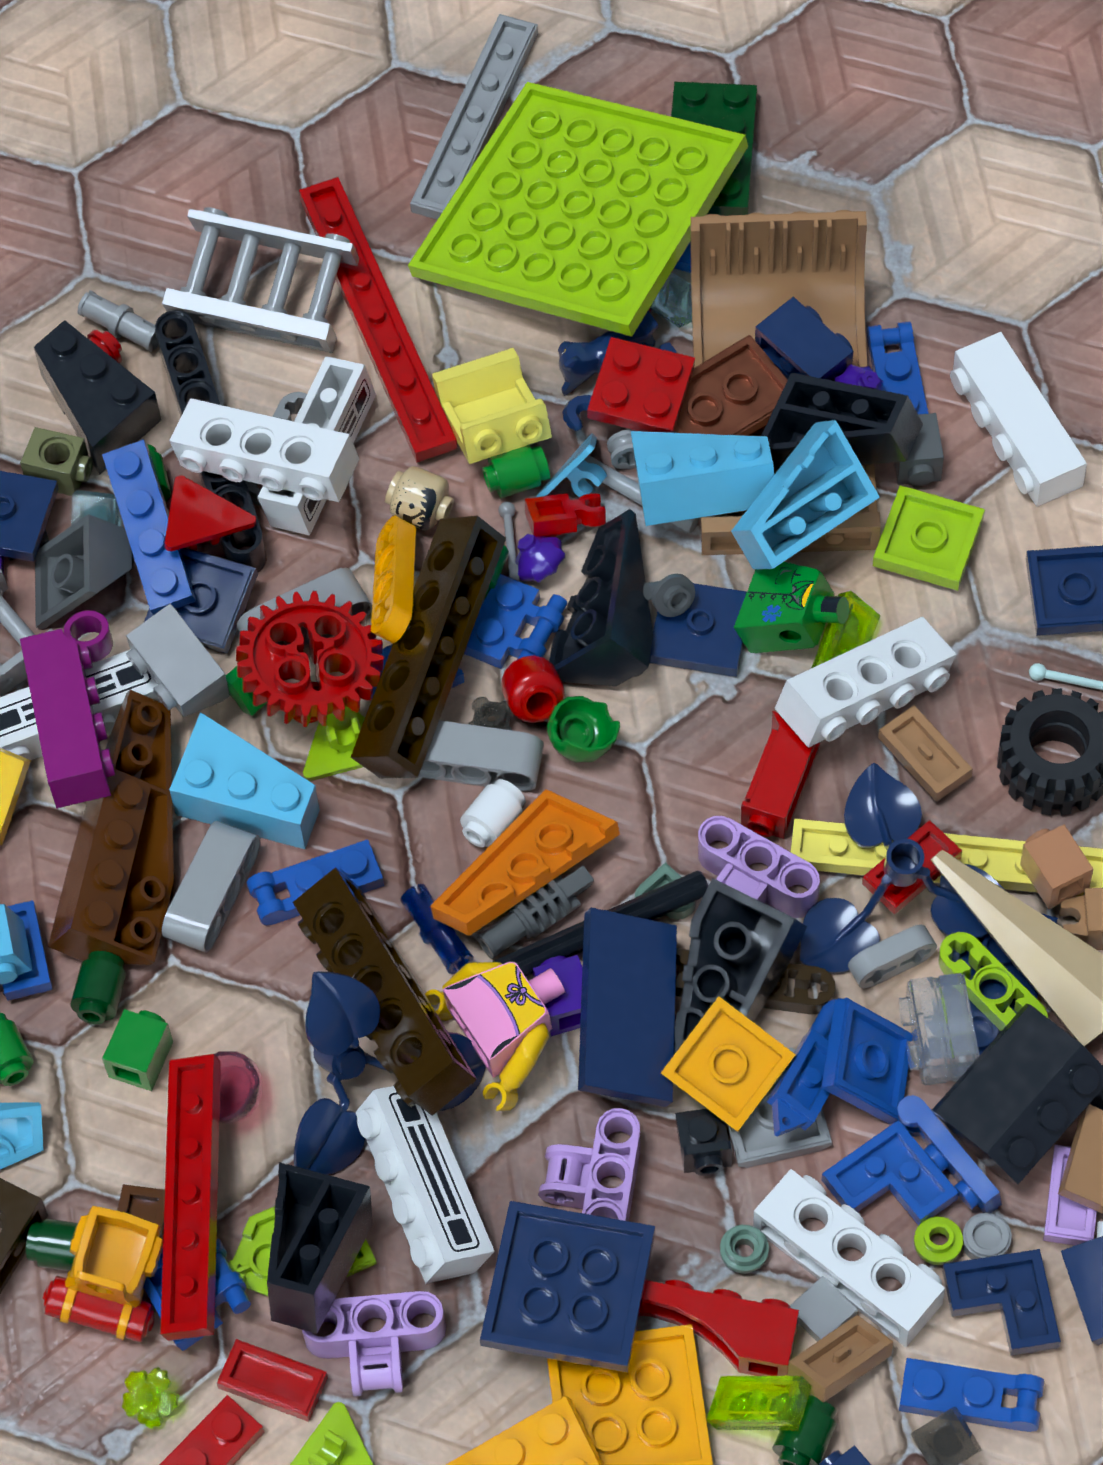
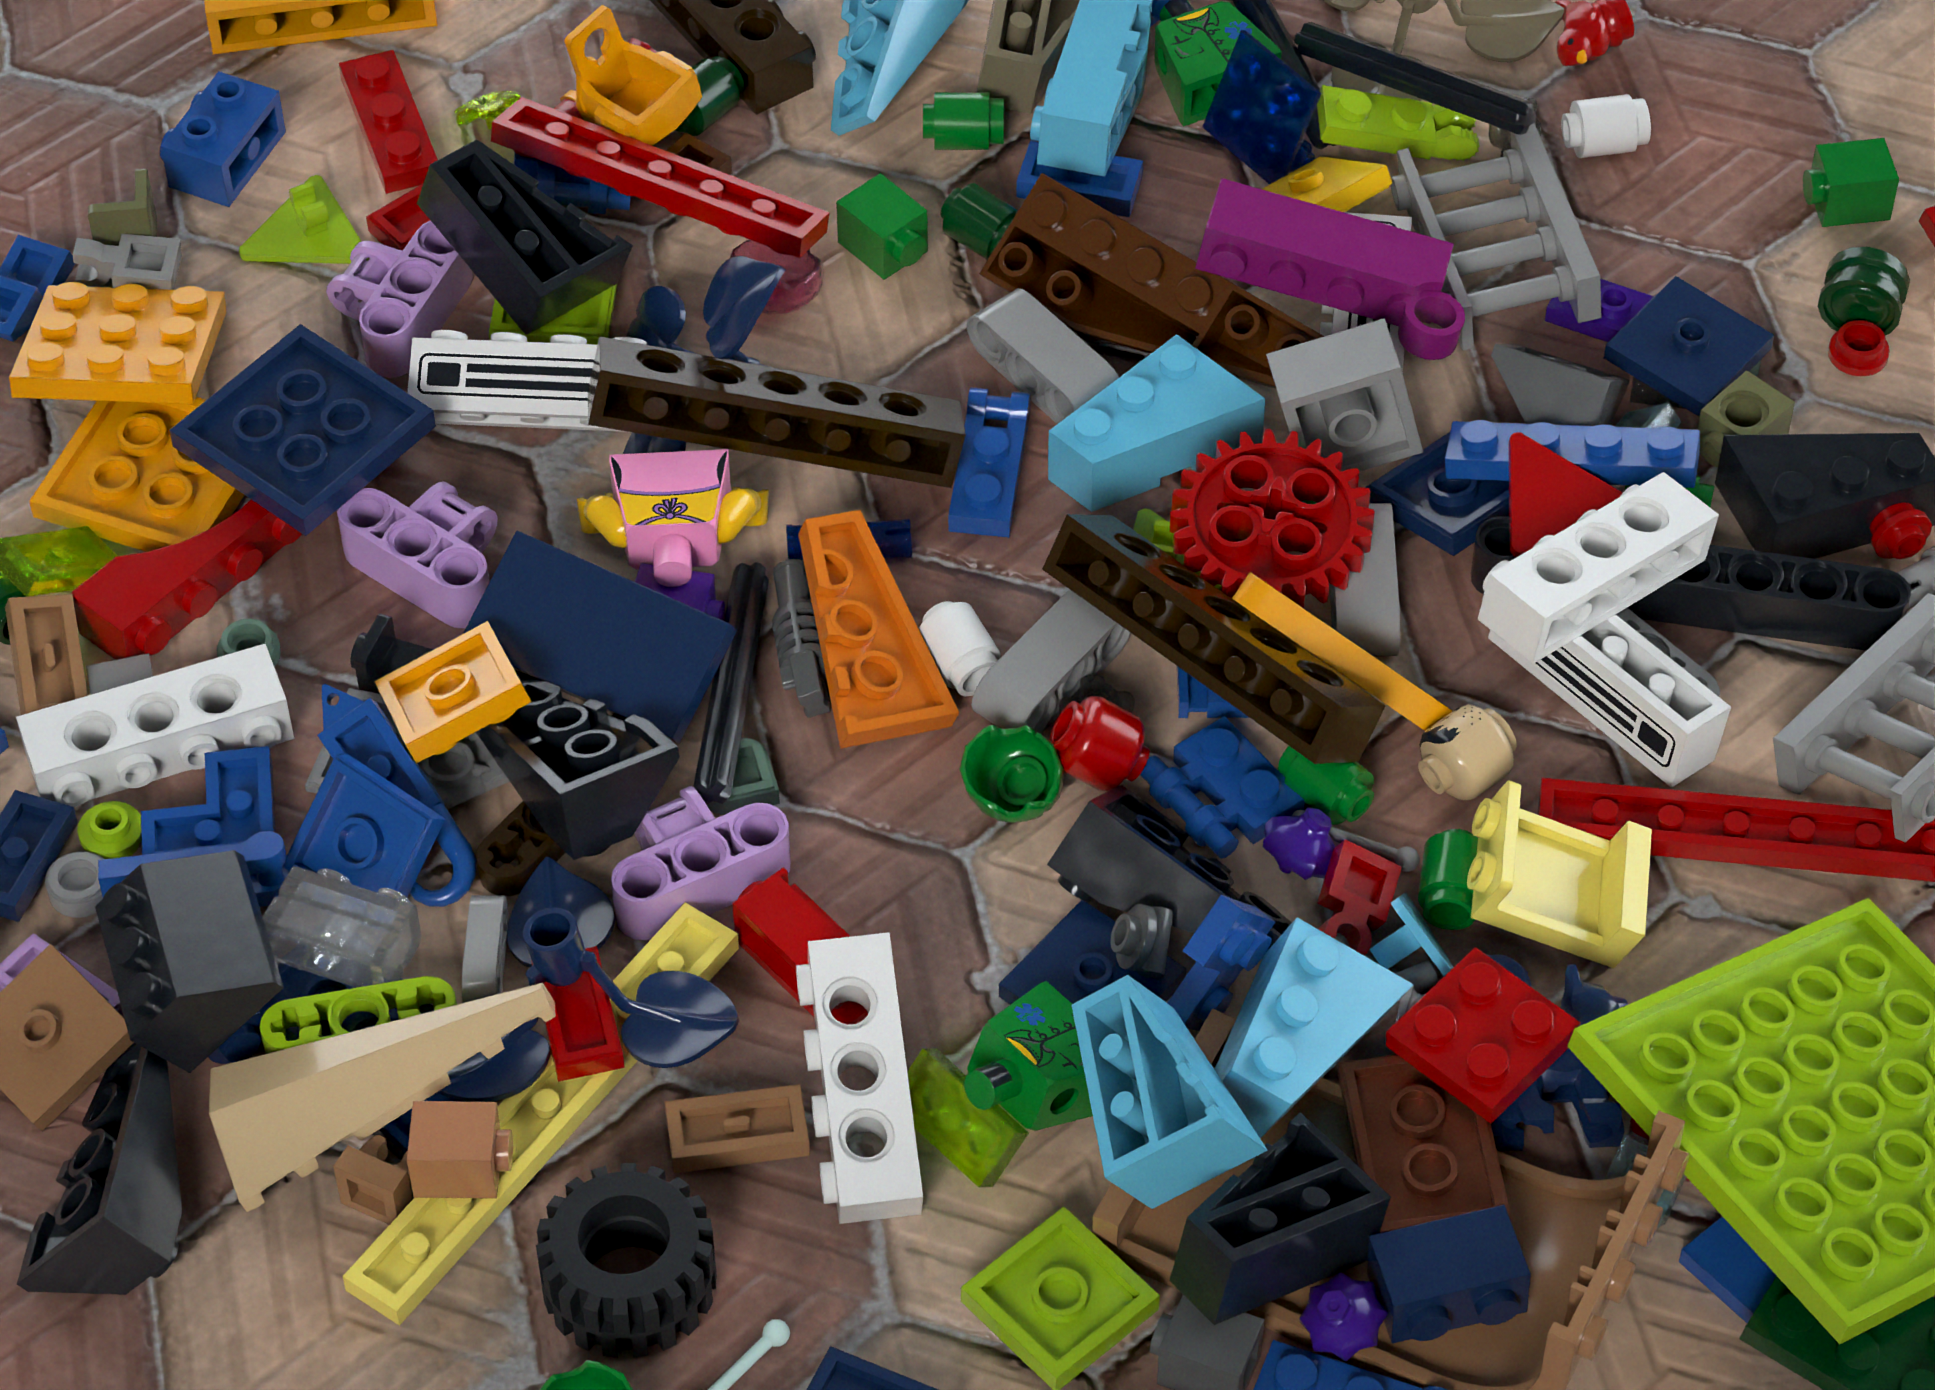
camera: 115 degrees right, 10 degrees down
(668, 534) = (1224, 944): none -> blue plate

